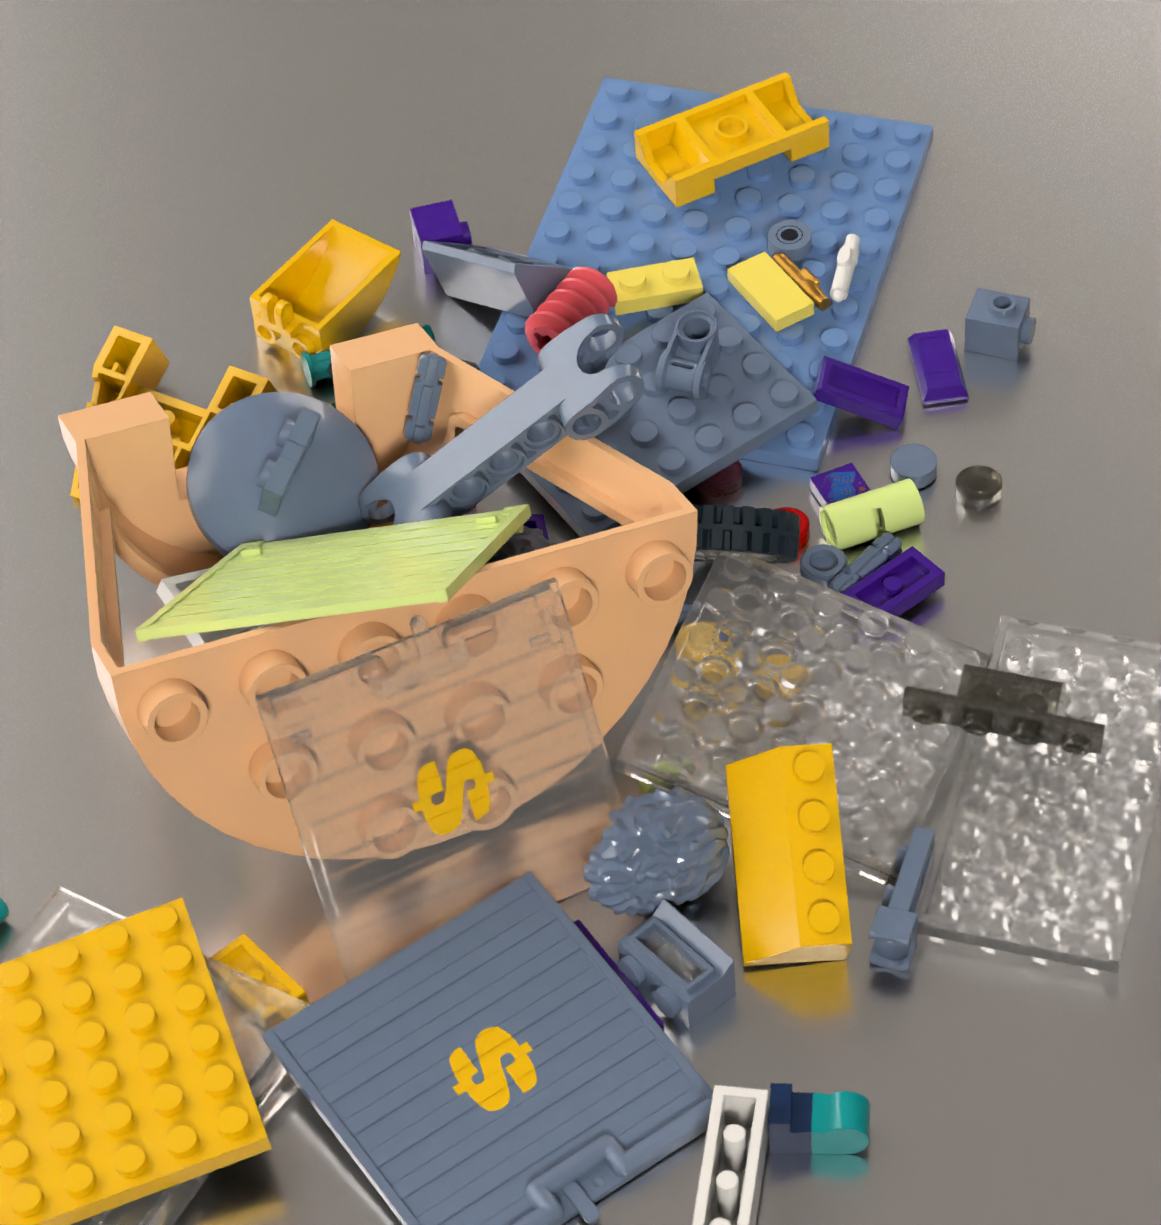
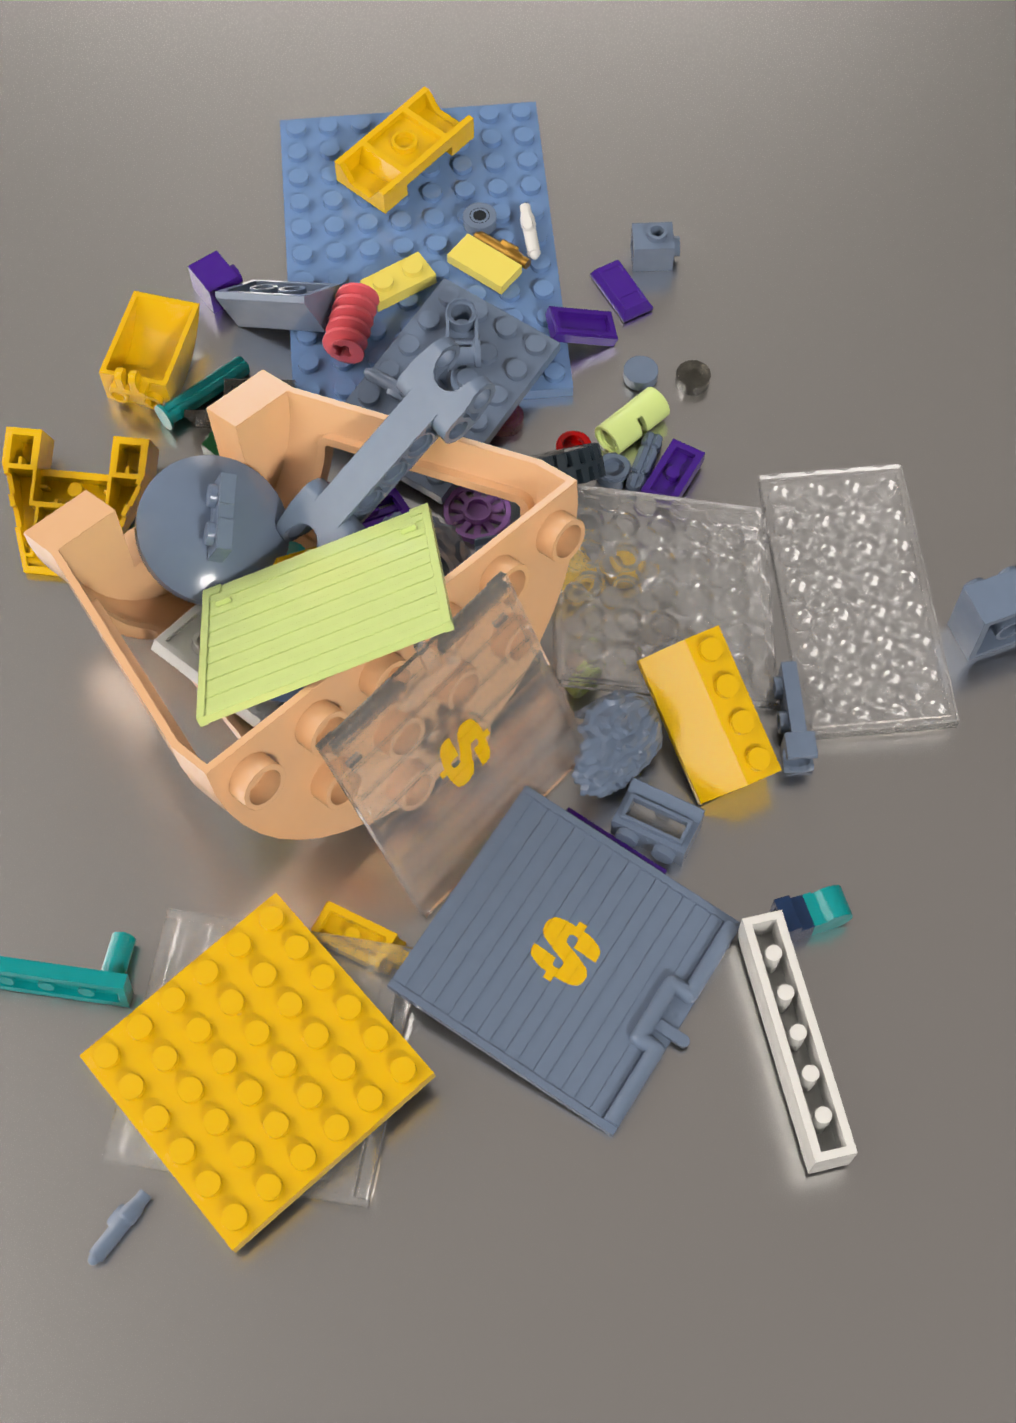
camera: 25 degrees left, 15 degrees up
(425, 398) = (294, 429): sand blue axle -> none
(837, 484) = (597, 405): tile -> none
(1005, 706) = (804, 547): clear smoke bracket -> none

